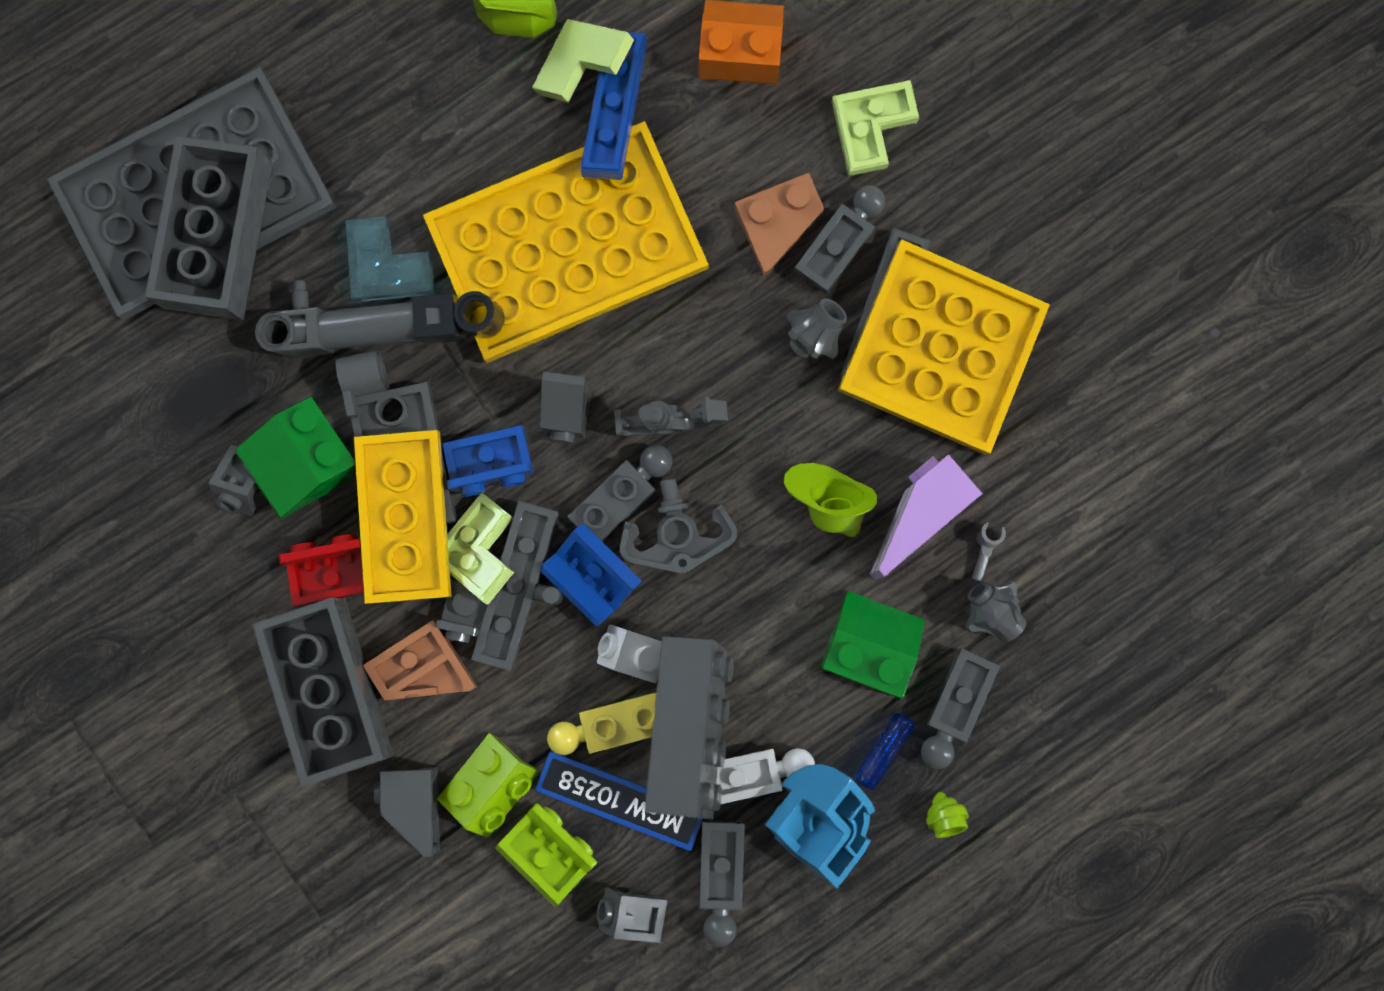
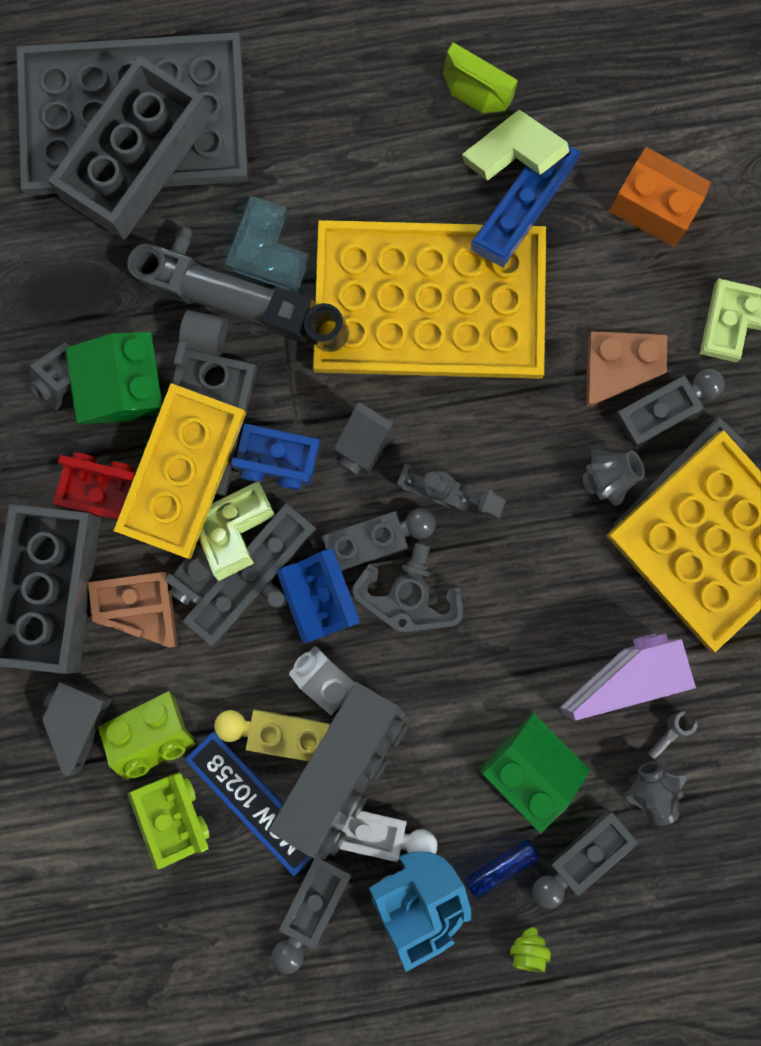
camera: 20 degrees right, 0 degrees up
(631, 916) = (216, 908): bracket -> none
(832, 498) = (558, 627): lime piece -> none

